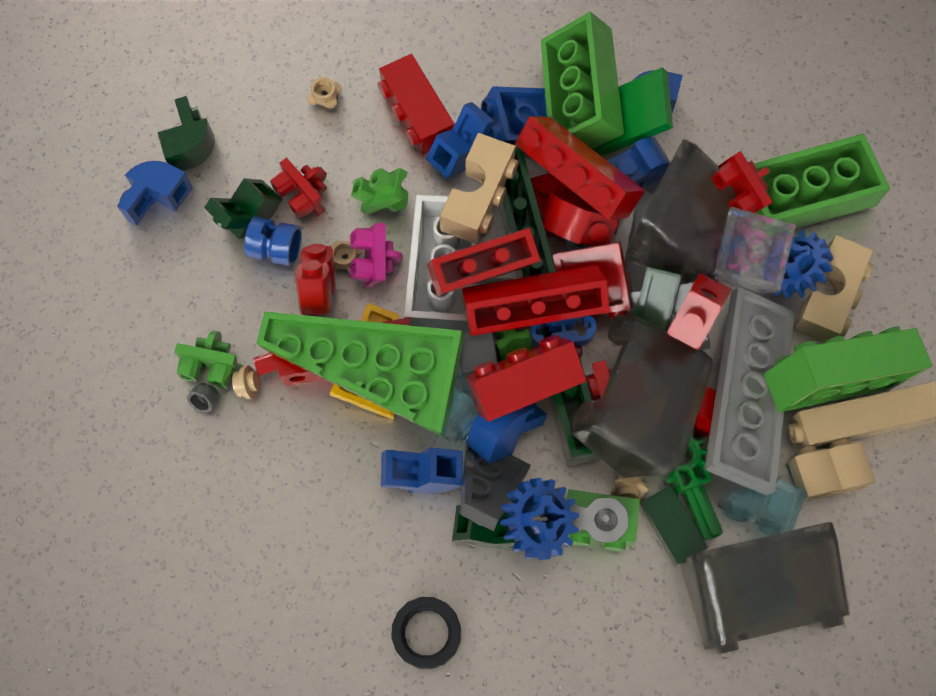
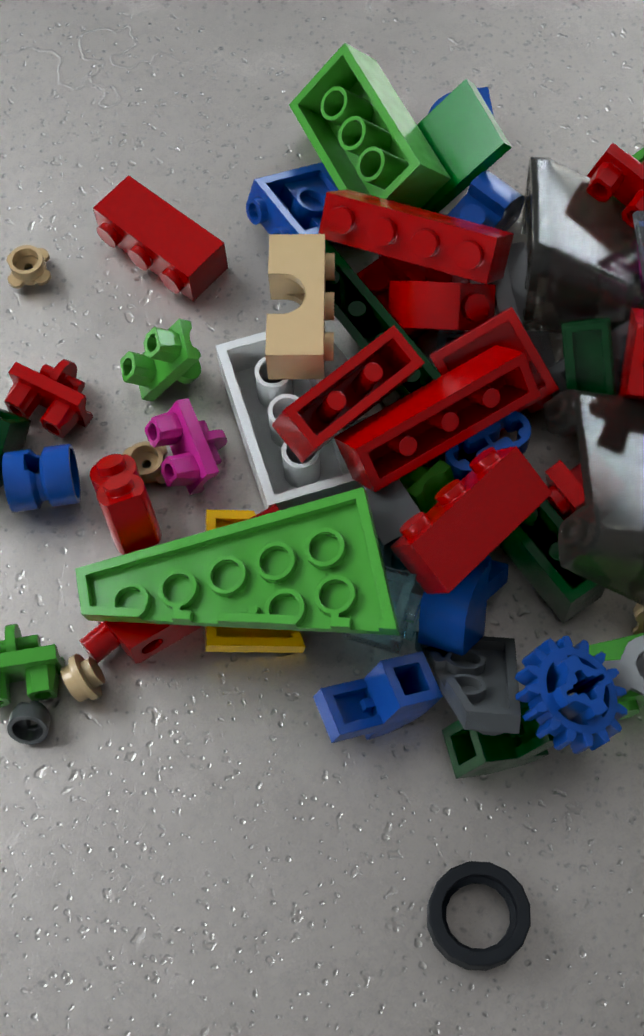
camera: 20 degrees left, 5 degrees down
(453, 146) = (241, 271): blue brick -> none

